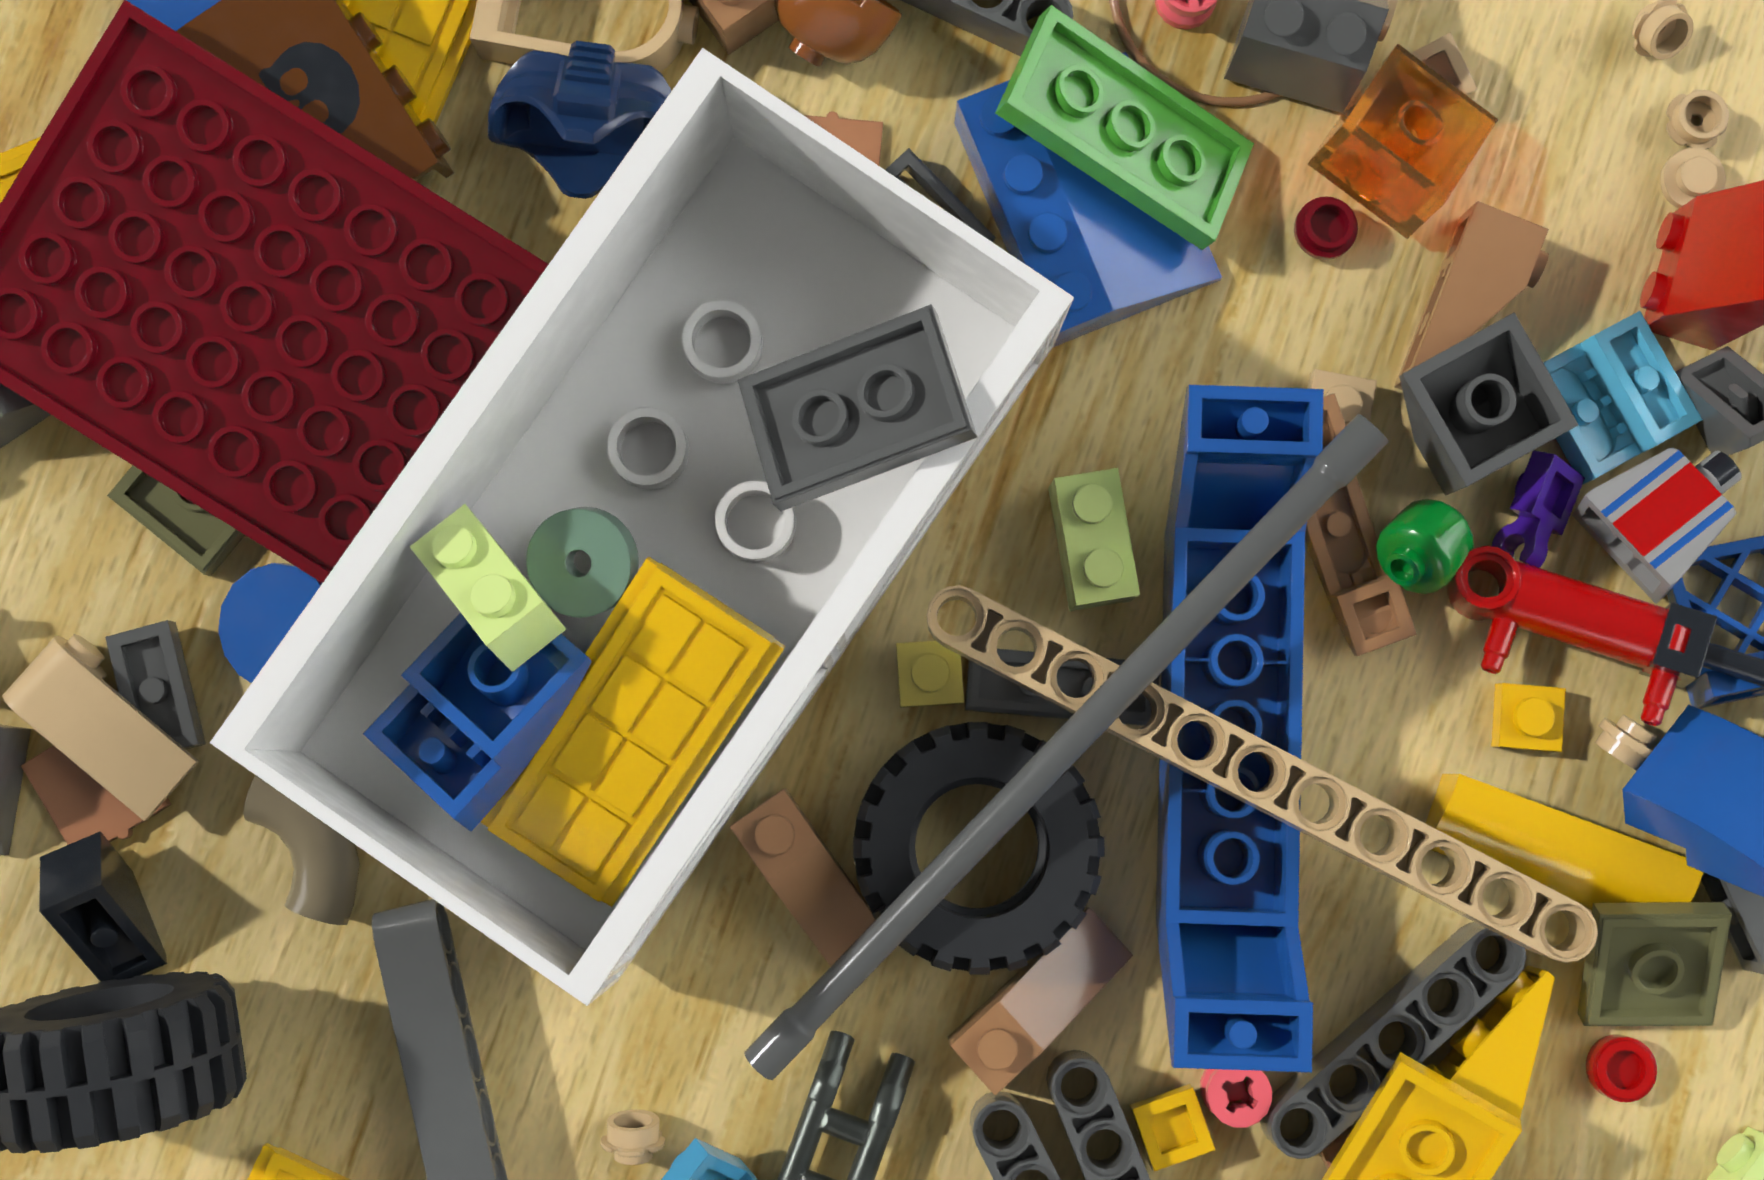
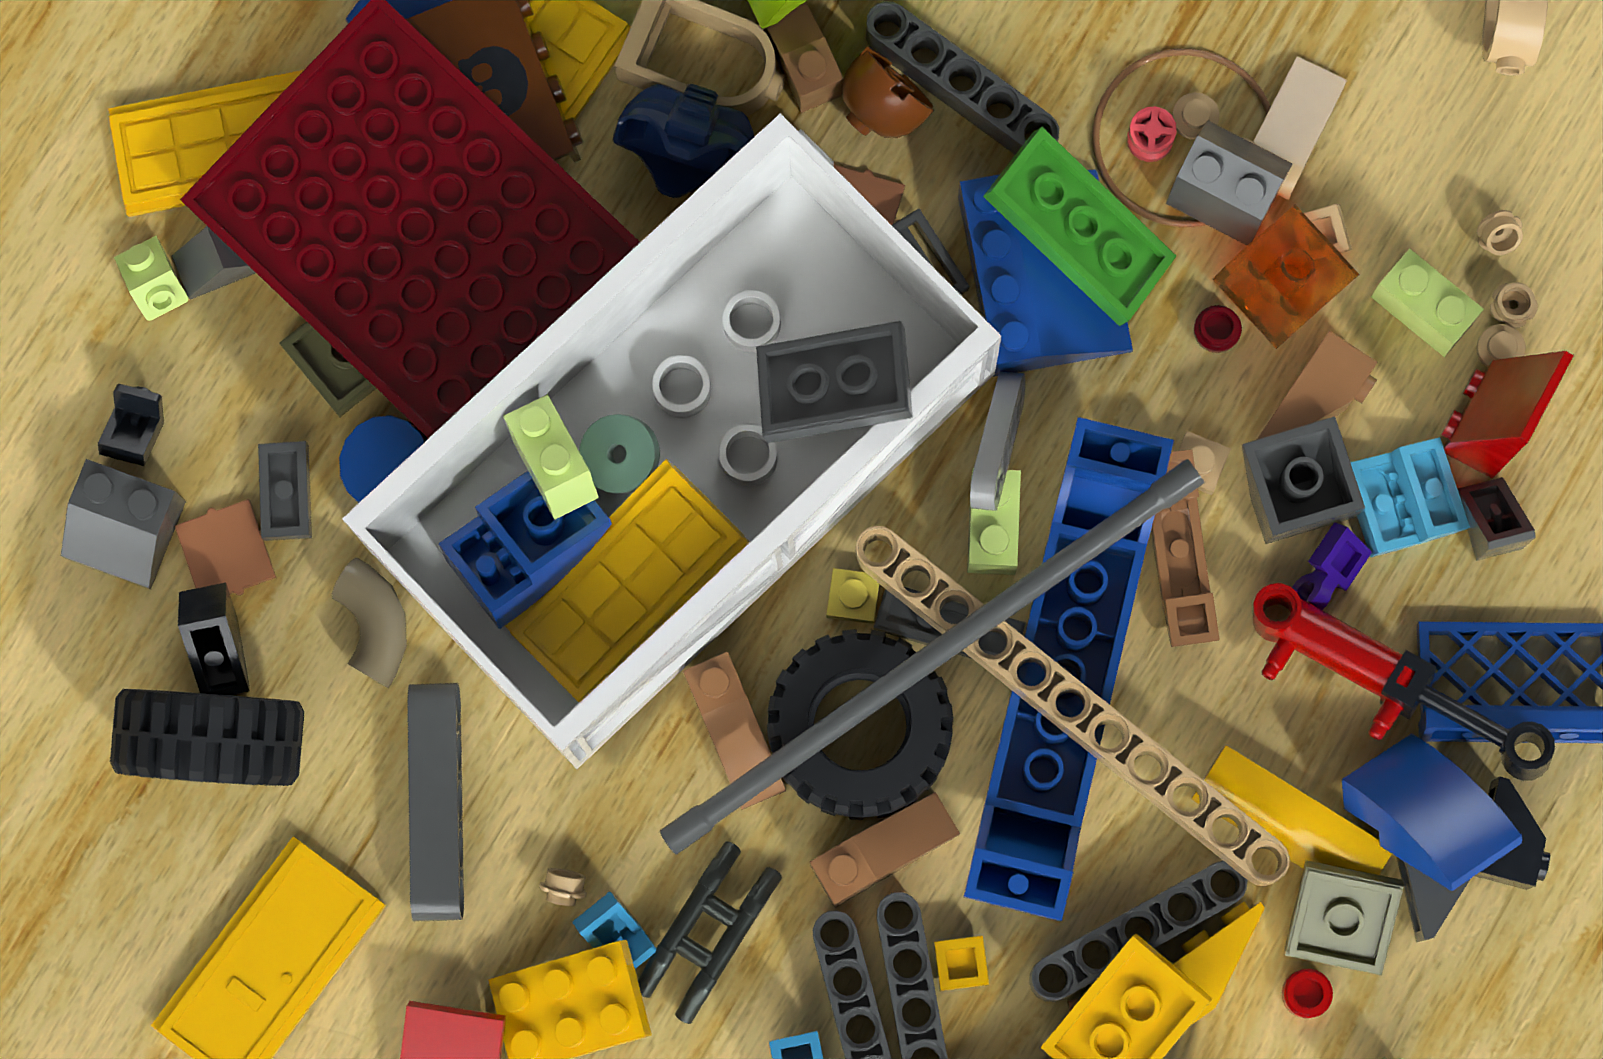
camera: 20 degrees right, 5 degrees down
(97, 727) = (241, 507): tan door -> none
(1080, 437) = (997, 441): none -> light grey beam
(1225, 1086) = (1014, 956): coral wheel -> none
(1424, 546) = (1237, 575): green head -> none
(1528, 717) = (1292, 720): yellow plate -> none
(1591, 139) = (1426, 302): none -> yellowish green brick
(1626, 741) = (1359, 749): tan plate -> none
(1661, 516) = (1420, 590): torso -> none

